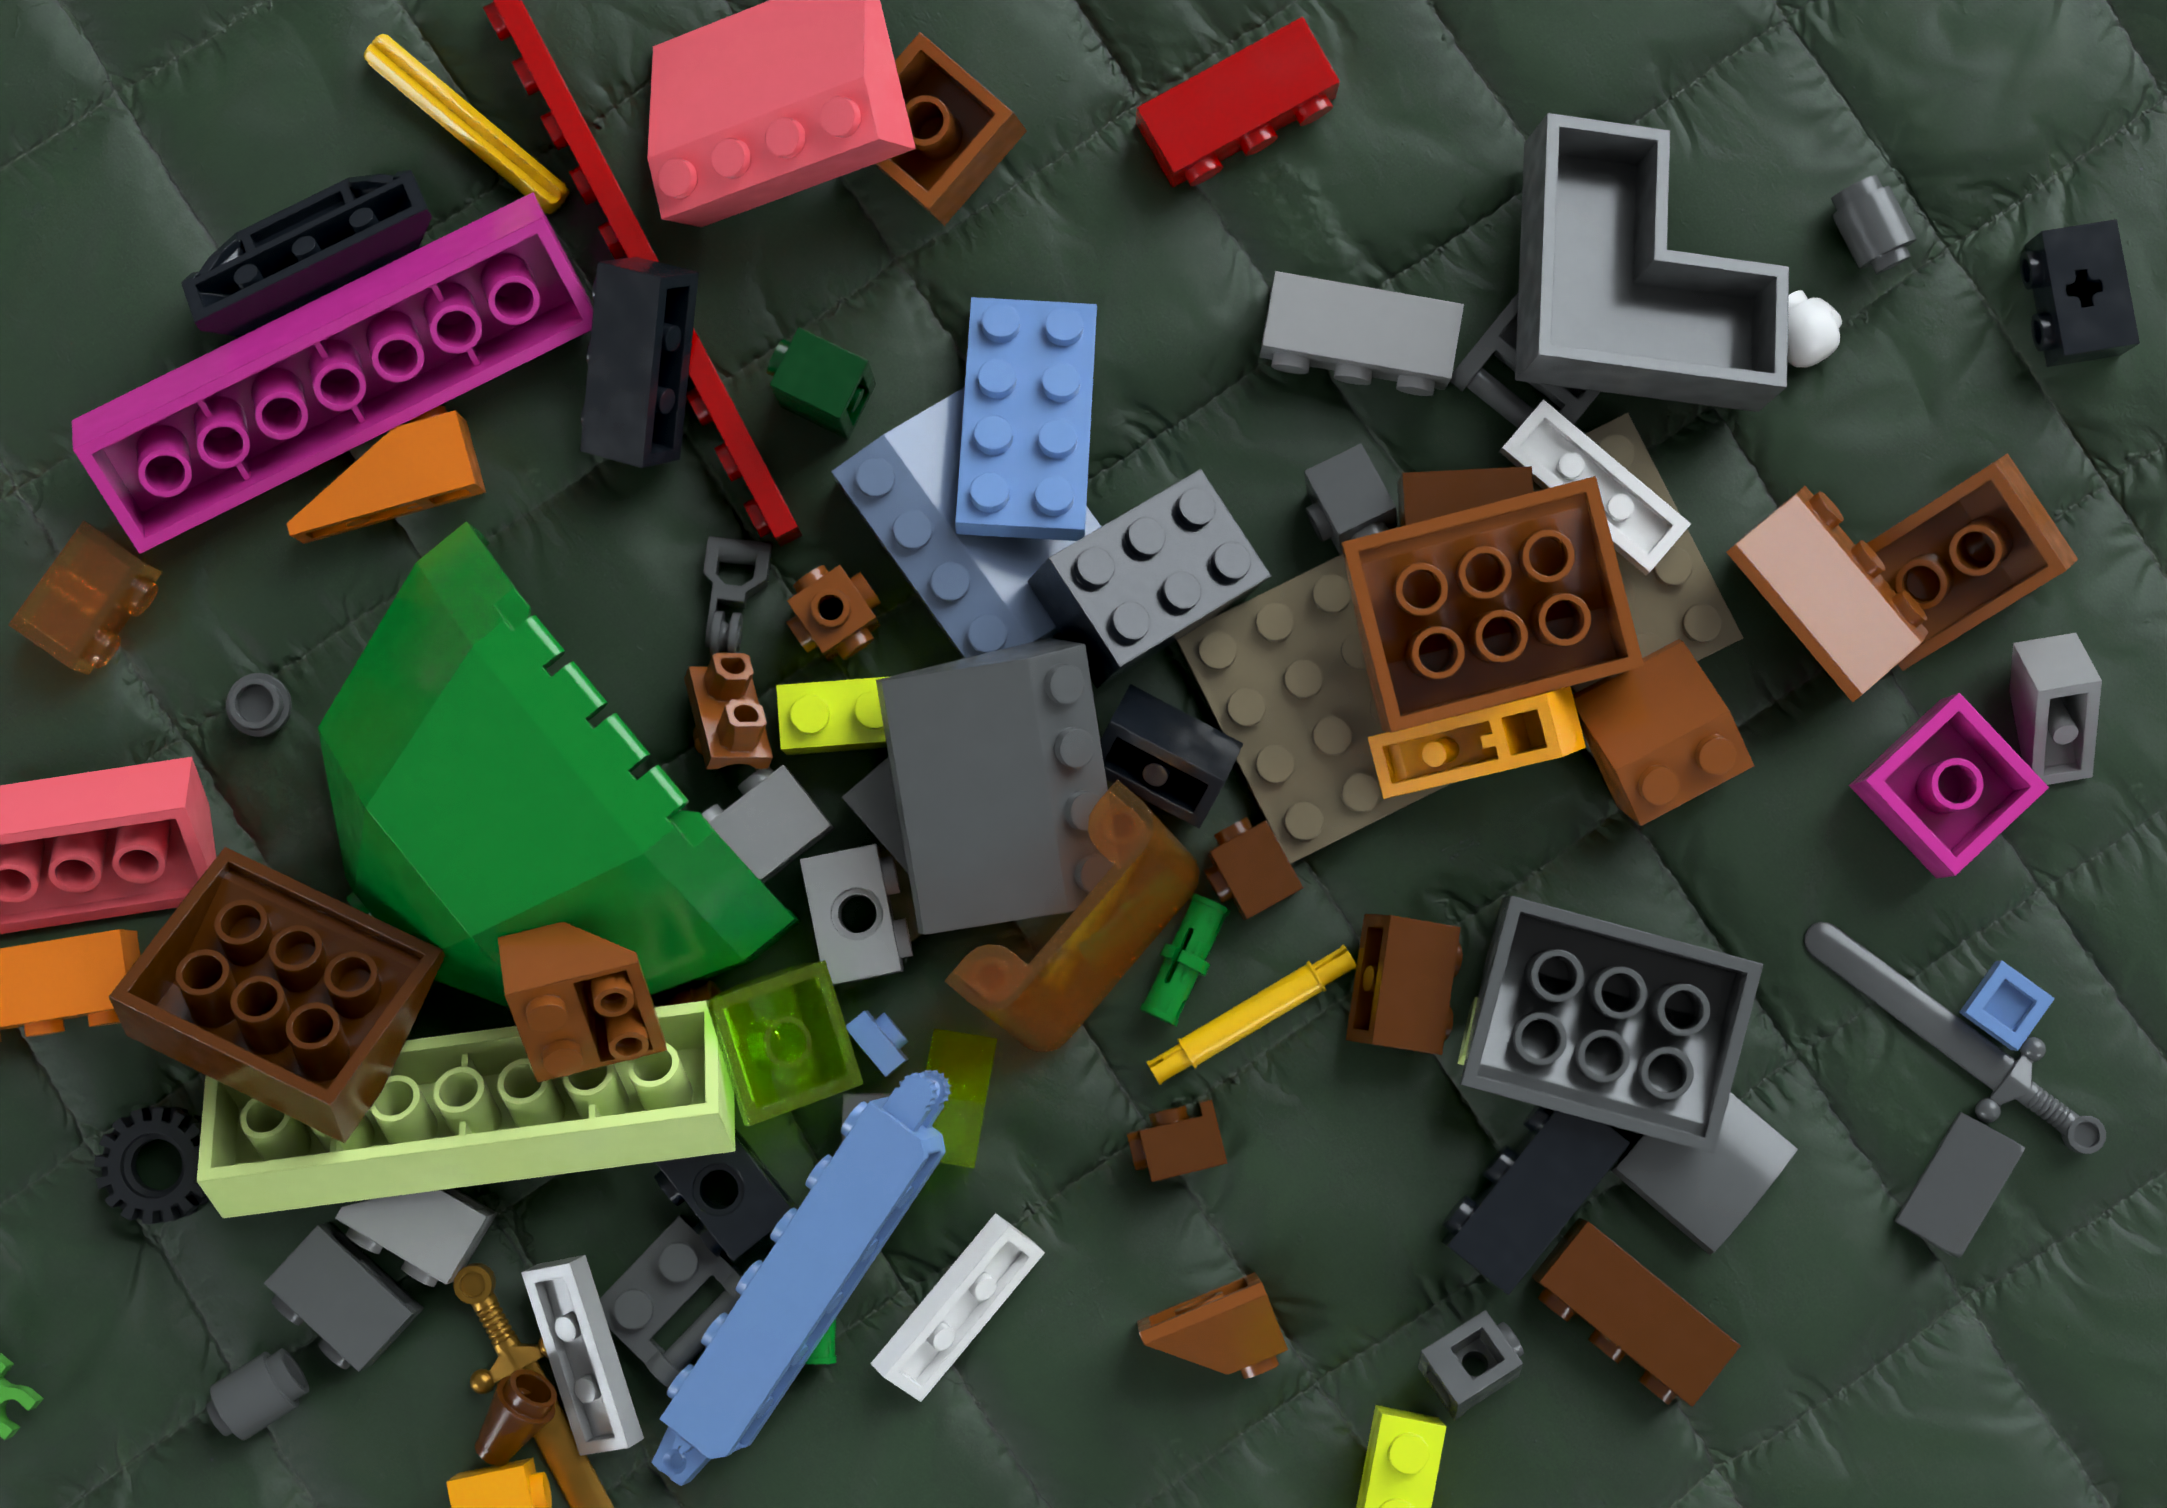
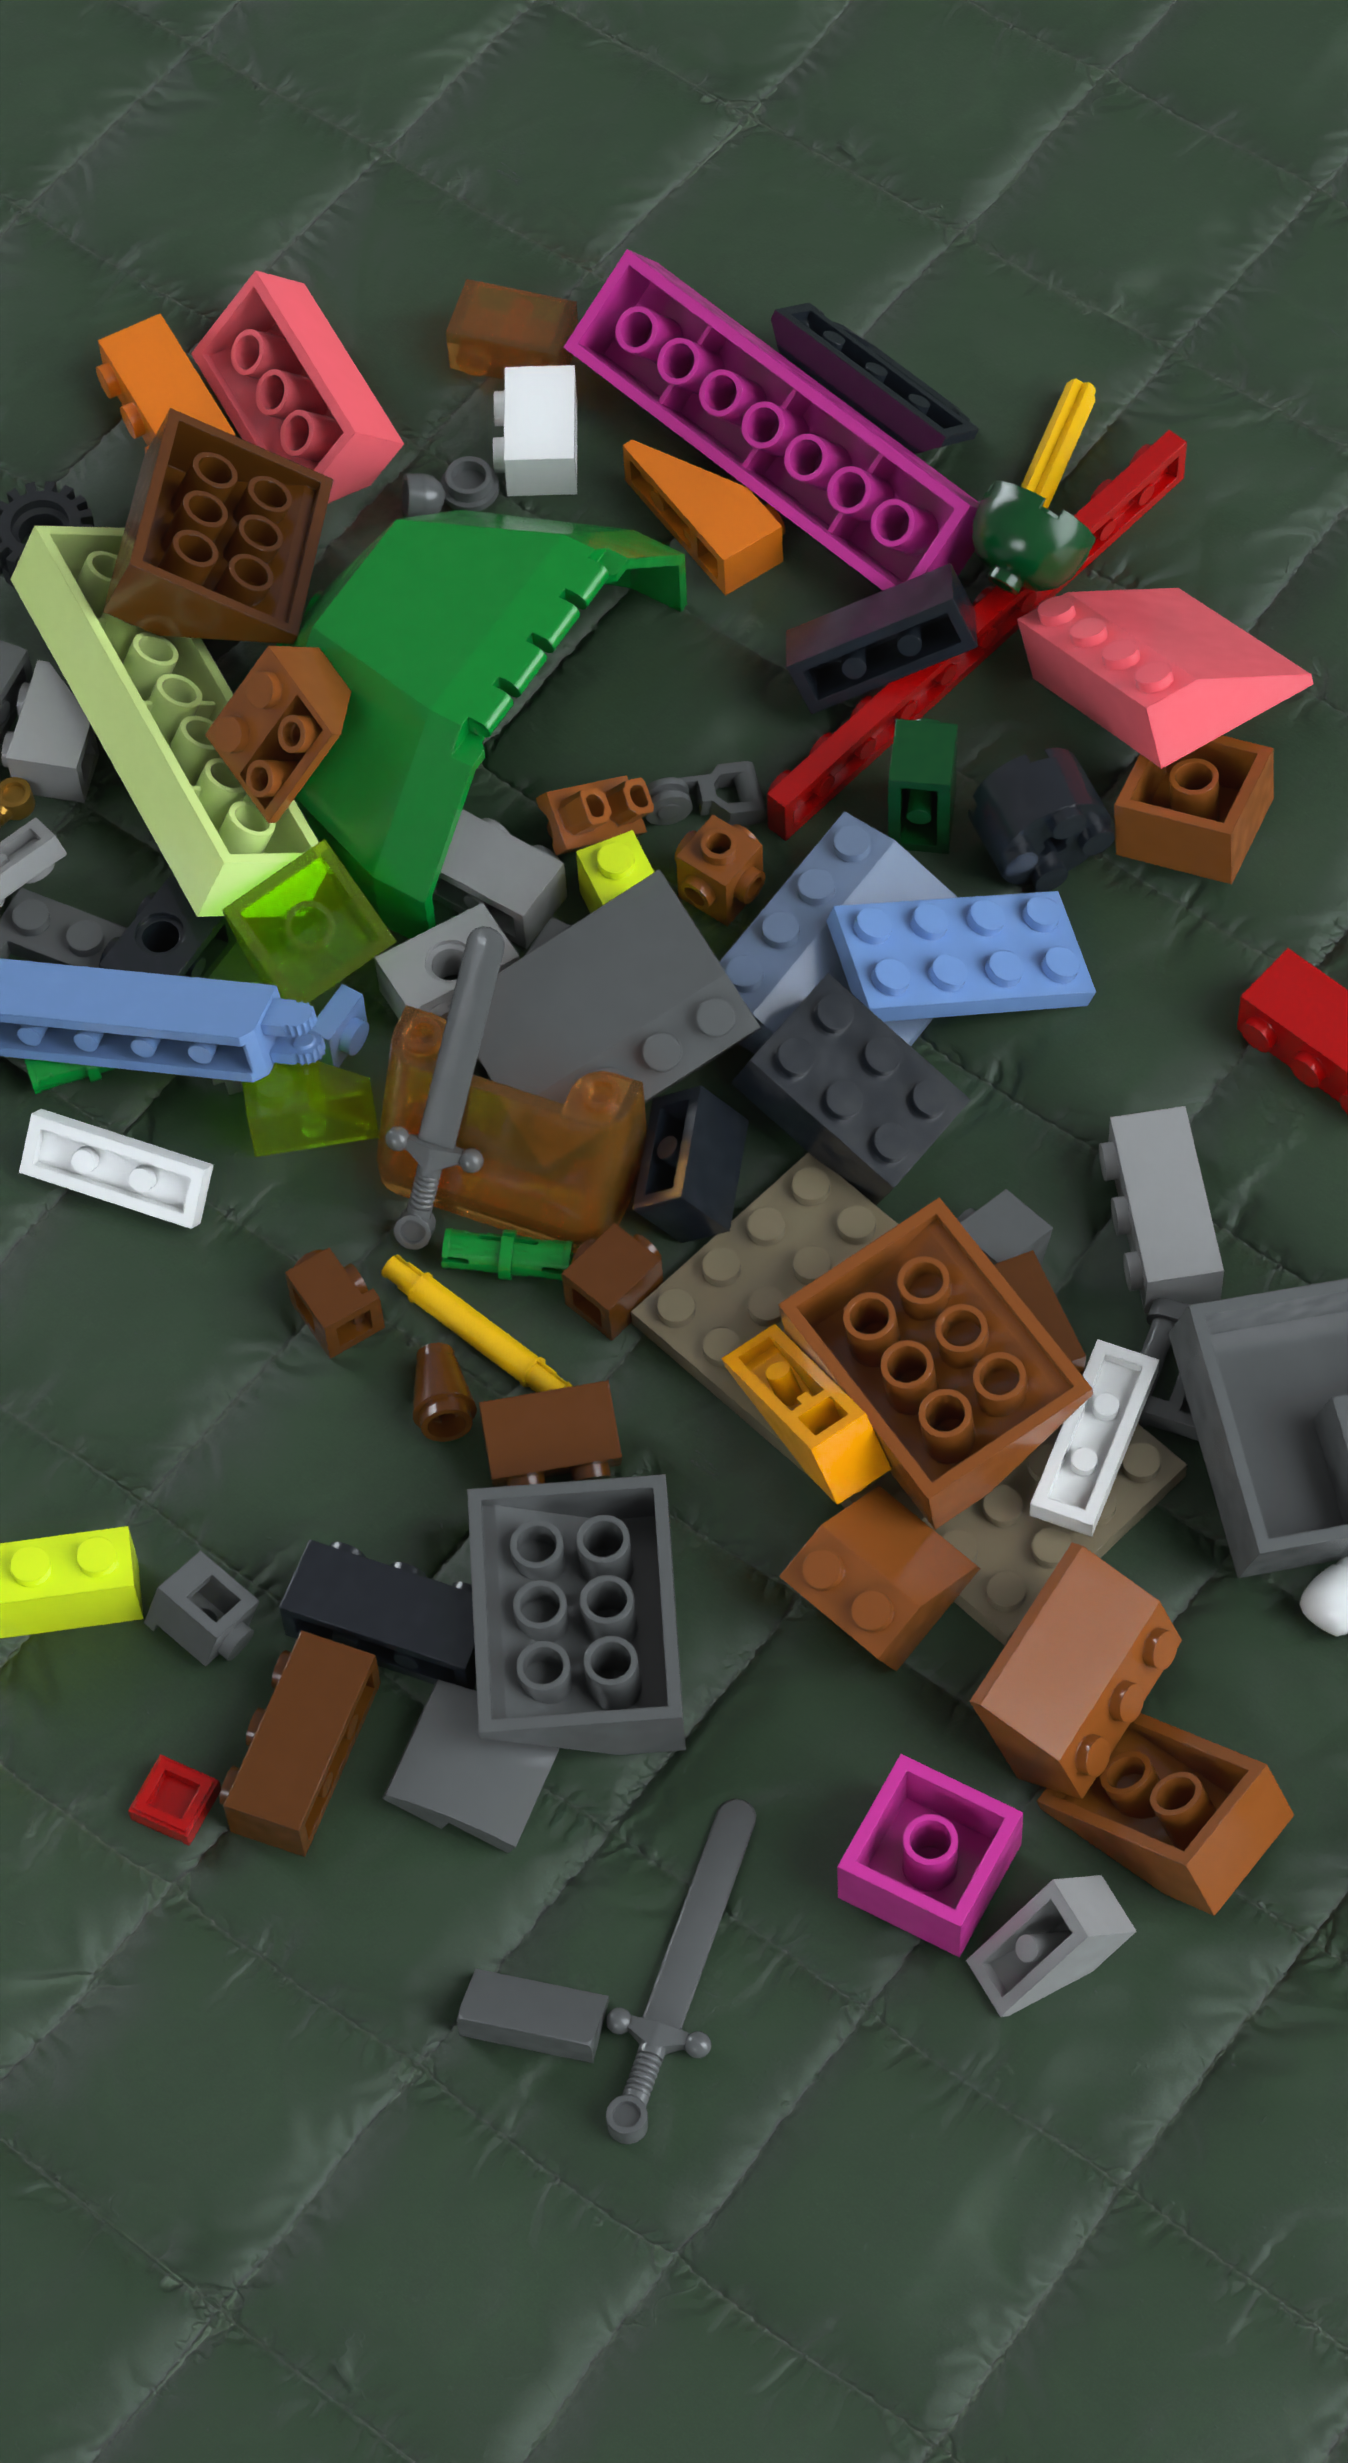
camera: 75 degrees right, 25 degrees down
(222, 611) = (539, 430): none -> white brick
(256, 759) = (421, 495): none -> dark grey hinge
(595, 177) = (1026, 541): none -> dark green cylinder
(905, 284) = (1040, 819): none -> black brick
(1055, 969) = (449, 1089): none -> dark grey sword
(1220, 1329) = (169, 1376): dark orange slope -> none
(1313, 1069) = (441, 1394): none -> reddish brown cone
(1639, 1442) = (174, 1800): none -> red tile
(2006, 1005) = (731, 1997): medium blue plate -> none

